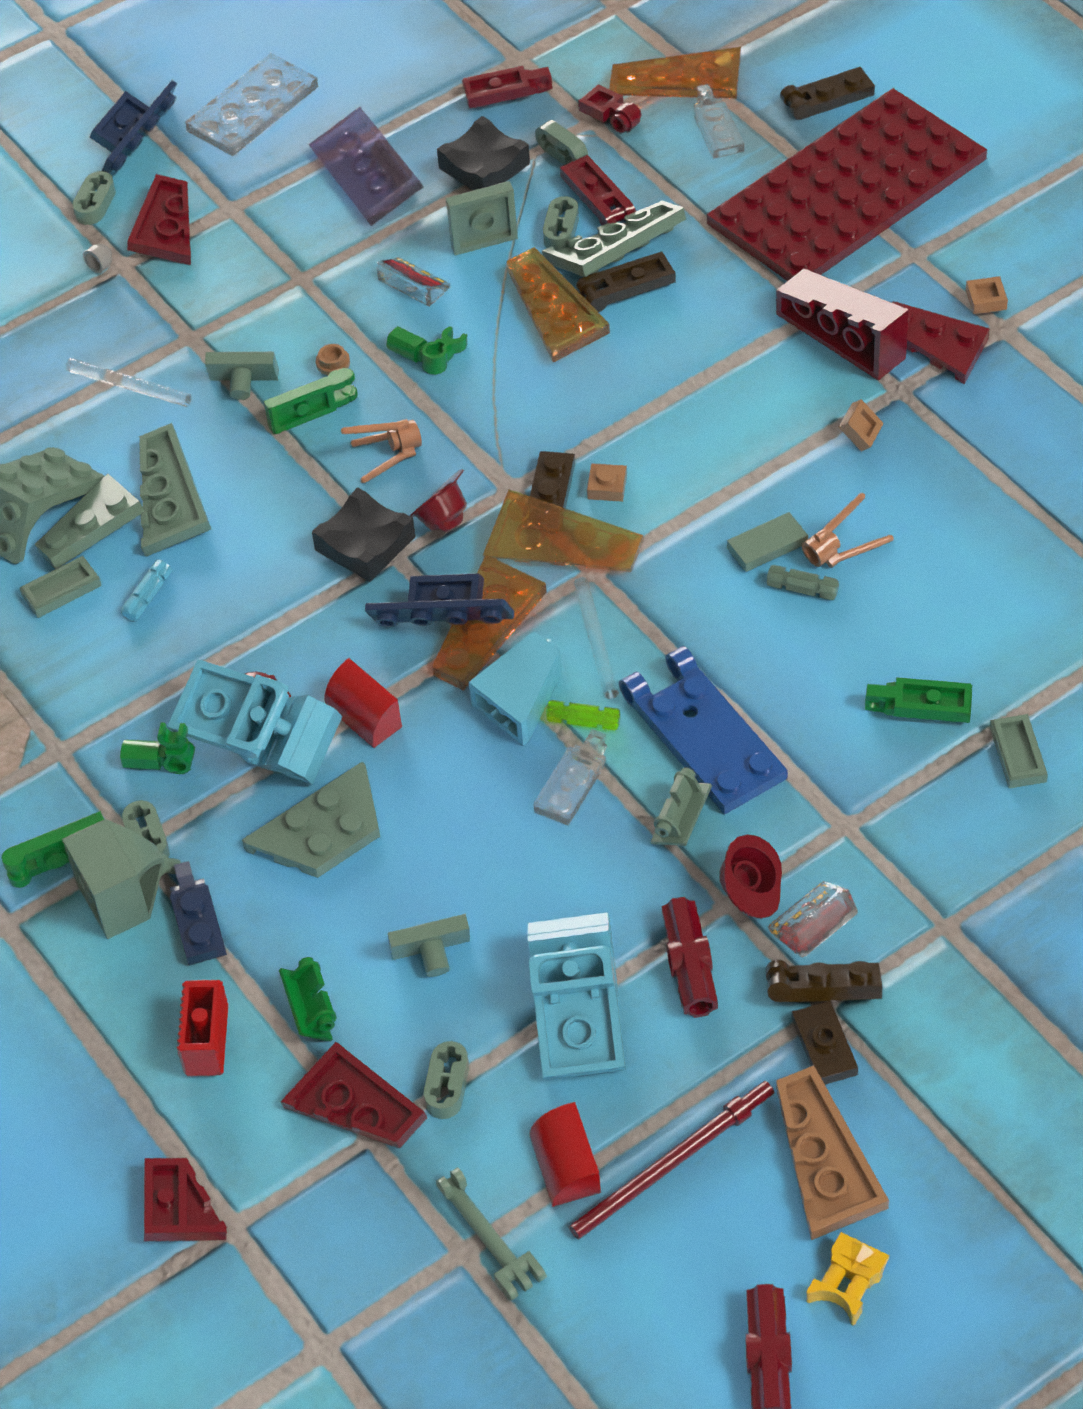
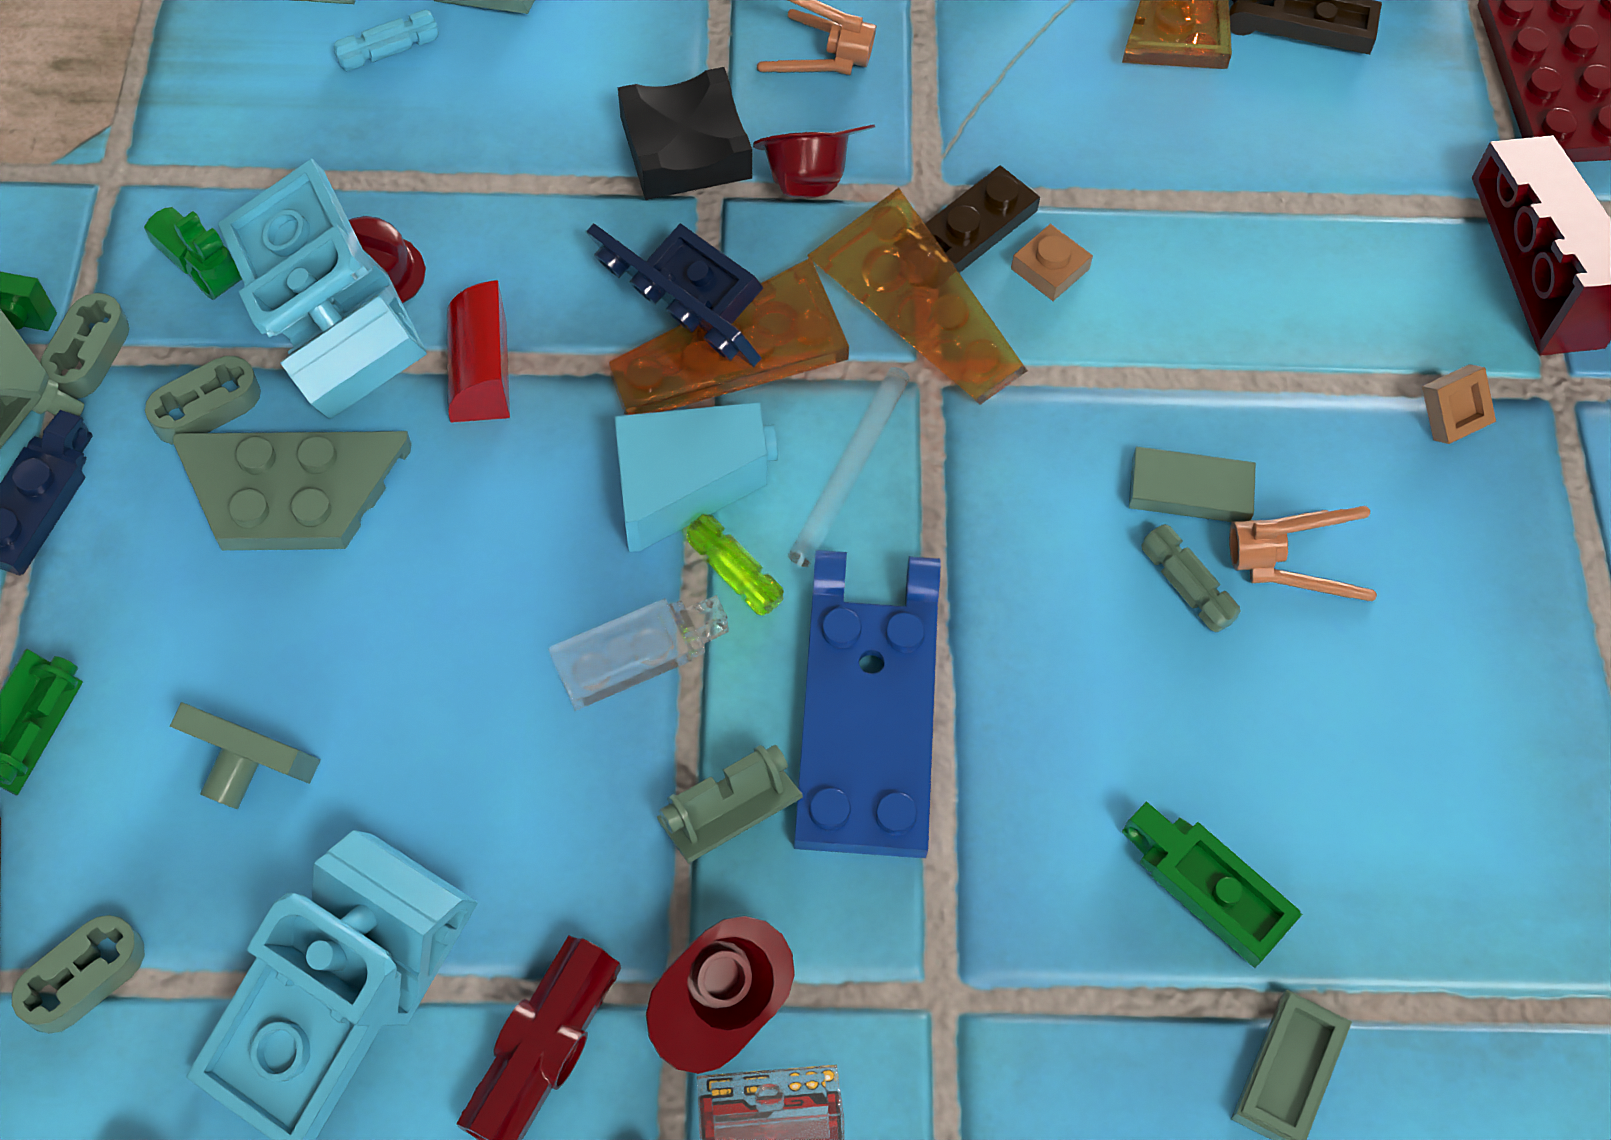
camera: 30 degrees right, 10 degrees up
(230, 814) = (203, 398): none -> sand green beam

